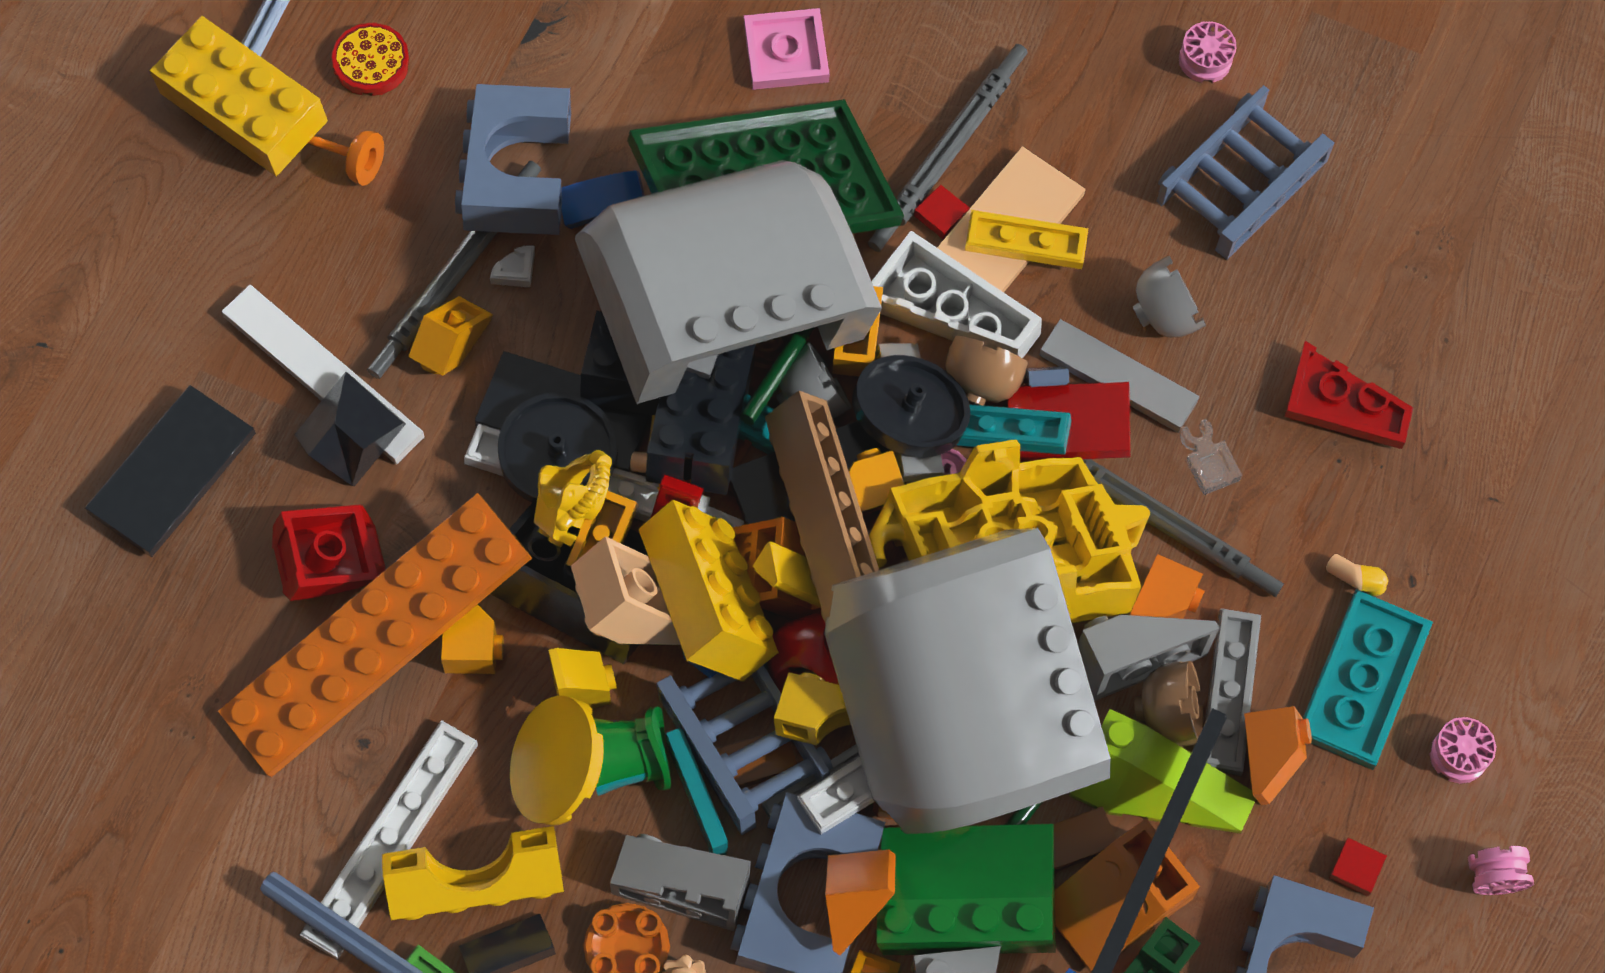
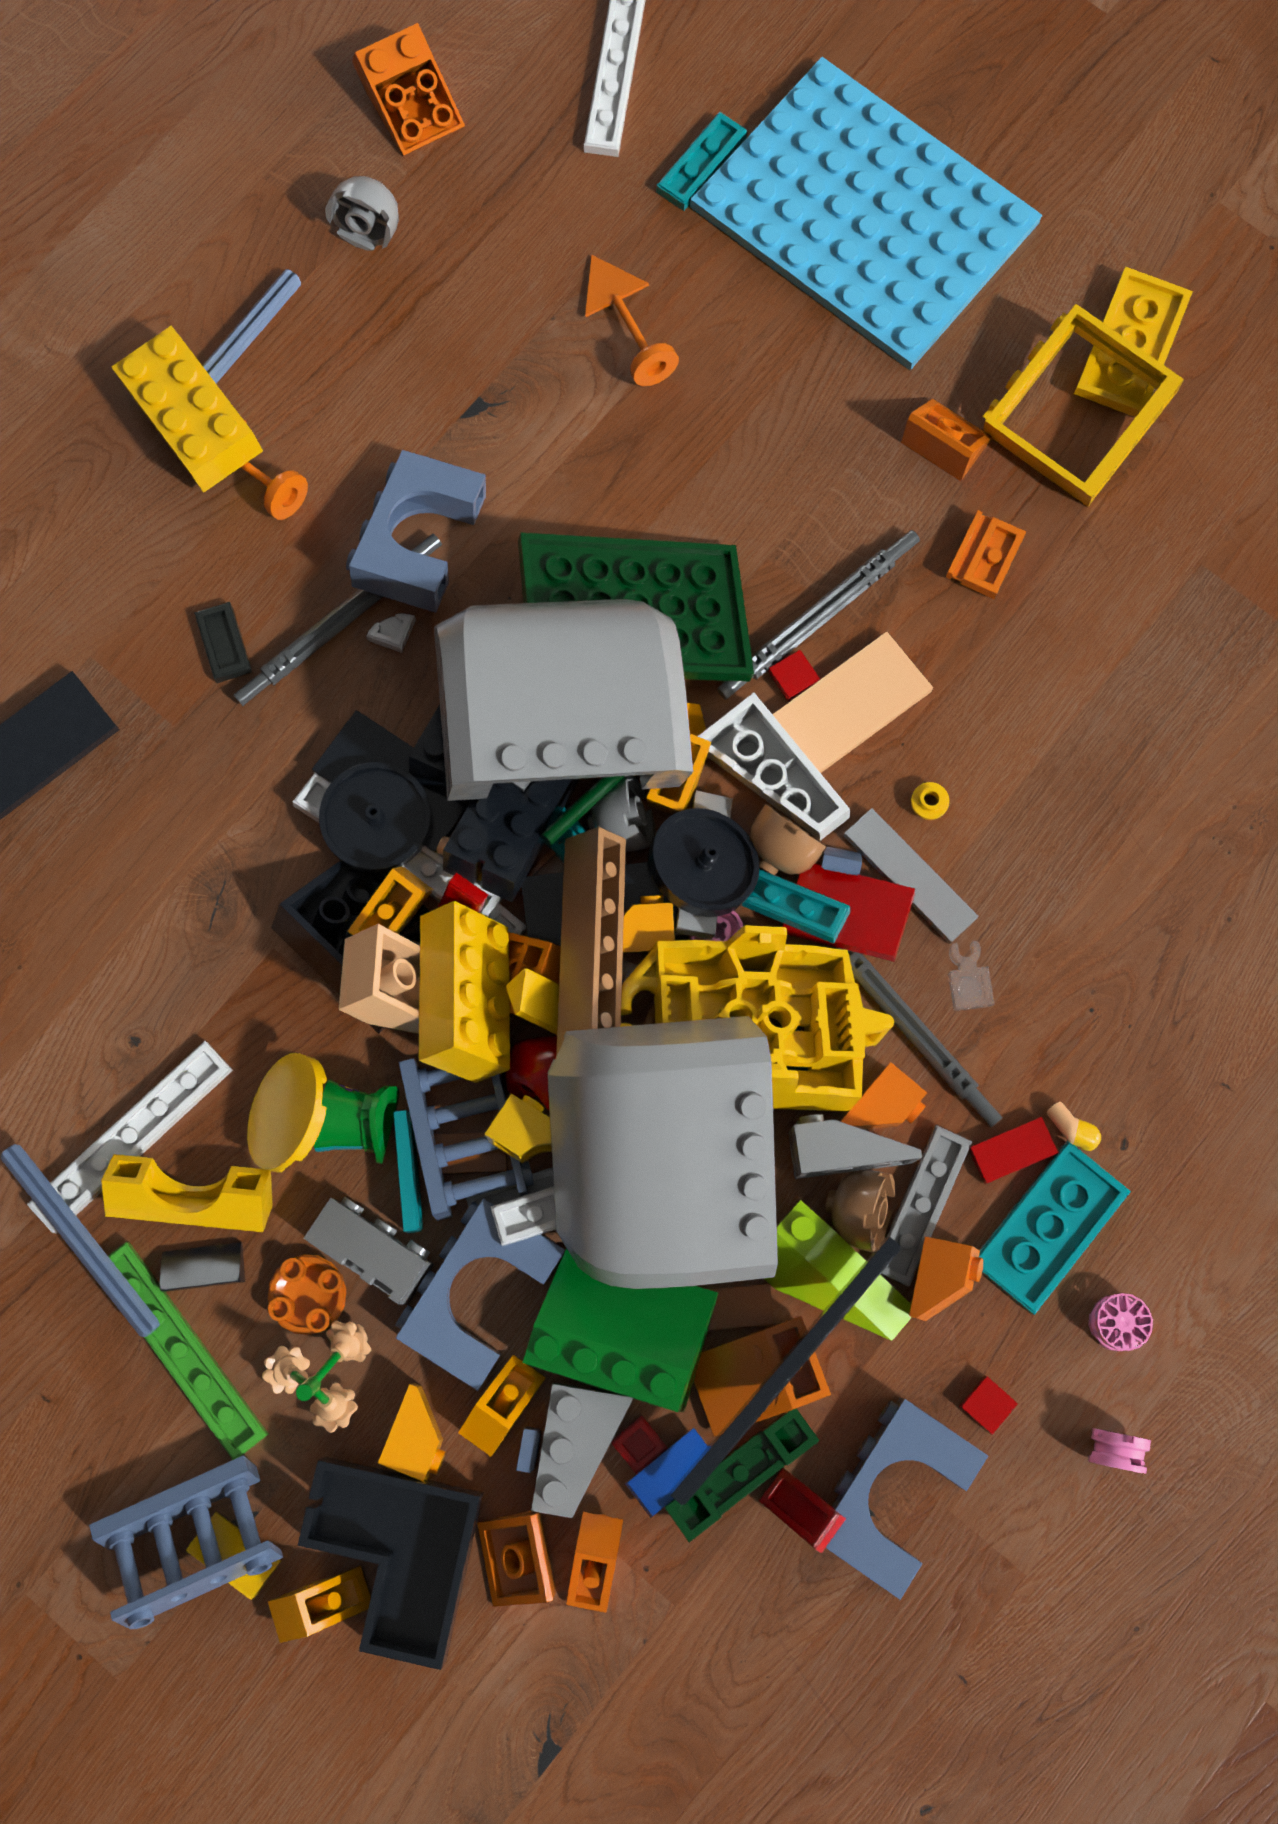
camera: 20 degrees right, 10 degrees up
(305, 357) = (194, 689): white tile -> none
(326, 551) = (150, 858): red slope -> none
(339, 321) = (223, 642): none -> pearl dark grey tile
(349, 430) = (198, 749): black slope -> none
(370, 59) = (320, 400): tile -> none
(374, 635) = (164, 949): orange plate -> none
(448, 335) = (313, 681): light orange slope -> none
(472, 644) = (248, 968): light orange slope -> none
(566, 502) = (359, 873): yellow piece -> none
(582, 676) = (333, 1039): yellow slope -> none
(590, 197) = (484, 585): blue slope -> none
(786, 49) = (697, 482): bright pink tile -> none
(856, 891) = (515, 1313): orange slope -> none
(1026, 239) = (862, 724): yellow tile -> none
(1098, 50) = (986, 554): none -> orange plate
(1114, 308) = (927, 811): none -> yellow plate
(1166, 301) = (975, 817): light grey cylinder -> none
(1207, 53) = (1088, 582): bright pink wheel -> none
(1257, 206) = (1089, 744): sand blue fence -> none
(1304, 614) = (1013, 1150): none -> red tile
(1341, 402) = (1111, 956): red wing -> none

